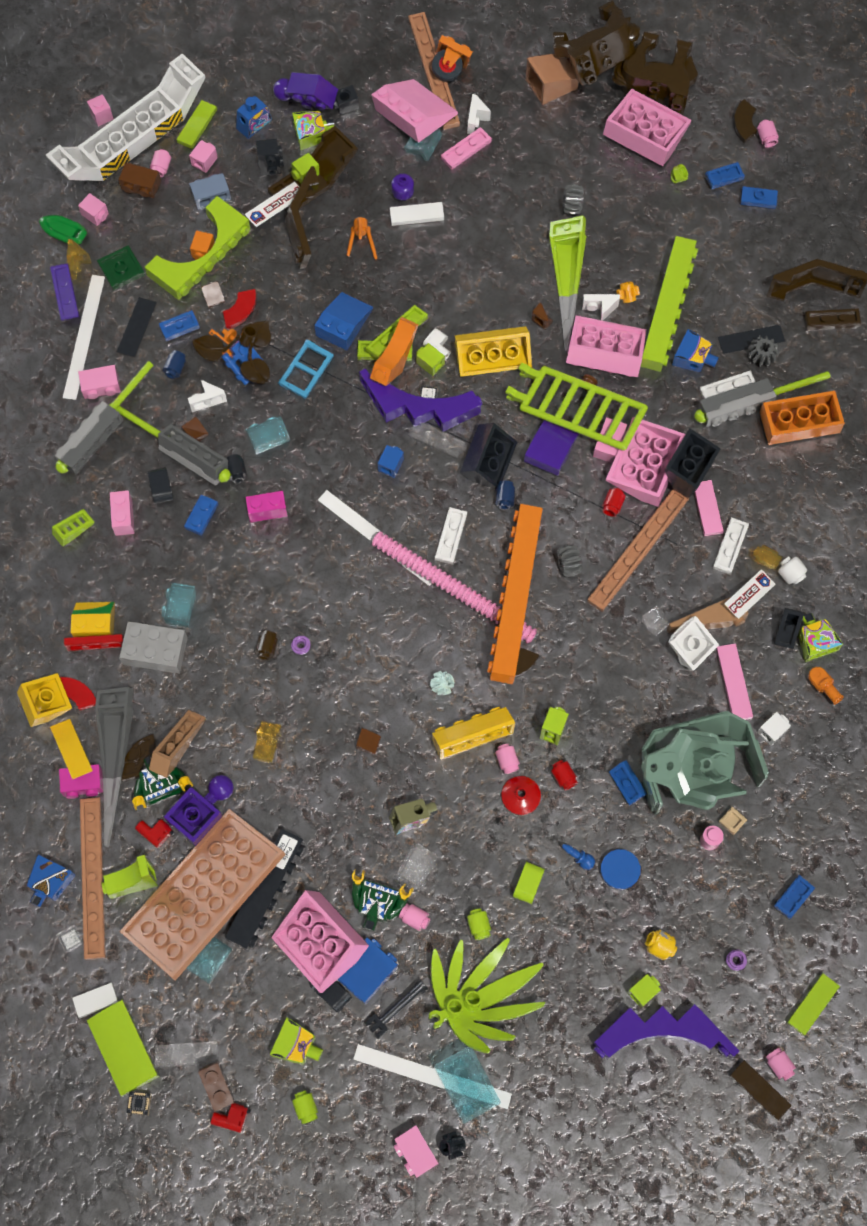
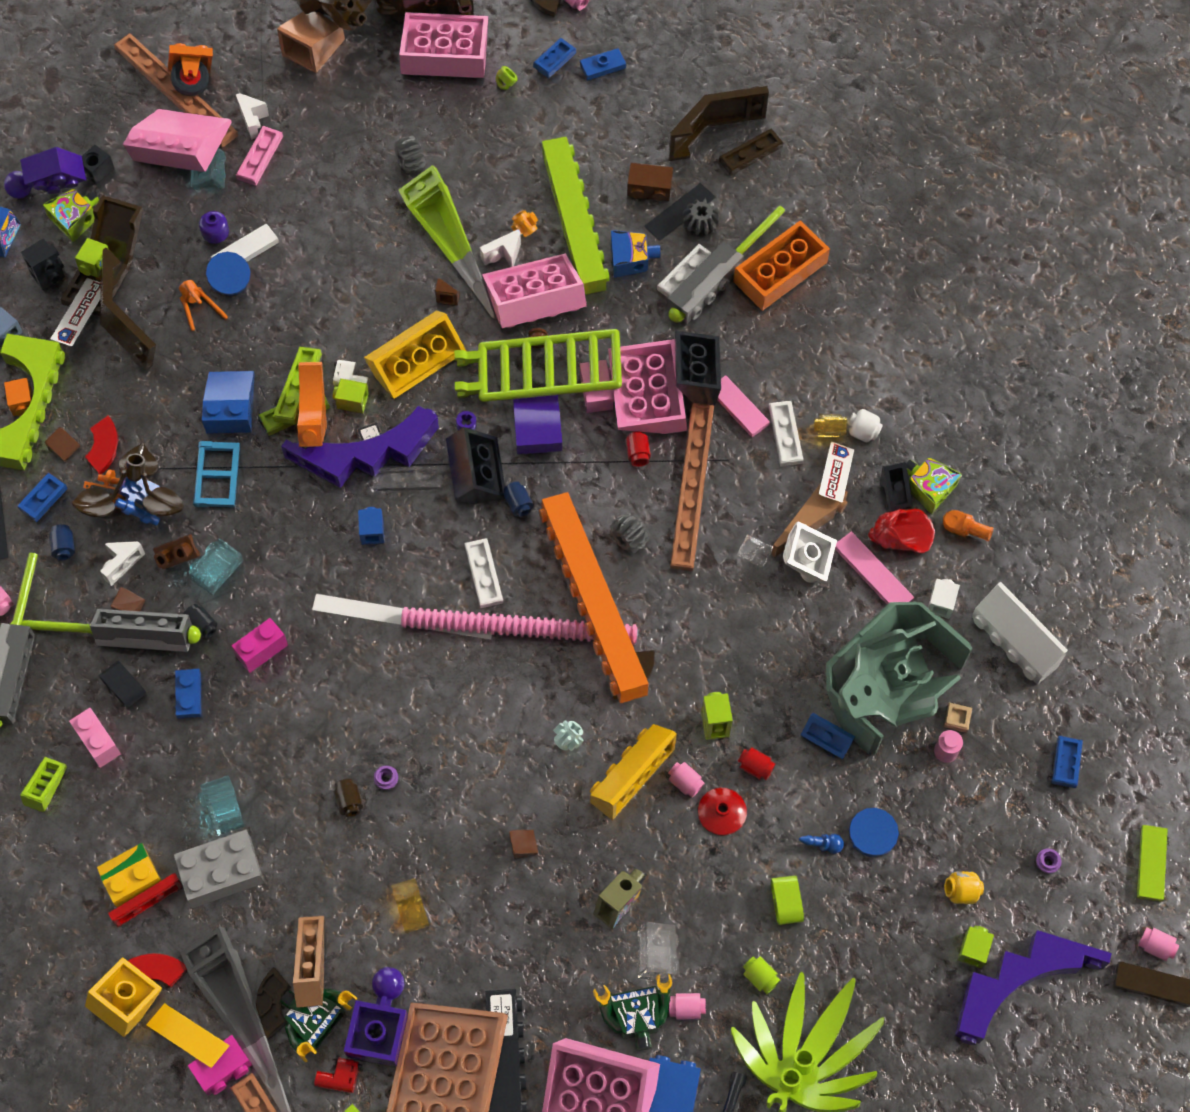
camera: 30 degrees left, 5 degrees down
(245, 410) = (175, 552): none -> reddish brown hips
(394, 226) = (228, 273): none -> blue tile
(504, 414) = (466, 415): none -> dark purple bush
(740, 305) = (649, 181): none -> reddish brown brick
(775, 664) = (903, 531): none -> red hair
(813, 784) = (1019, 634): none -> white slope

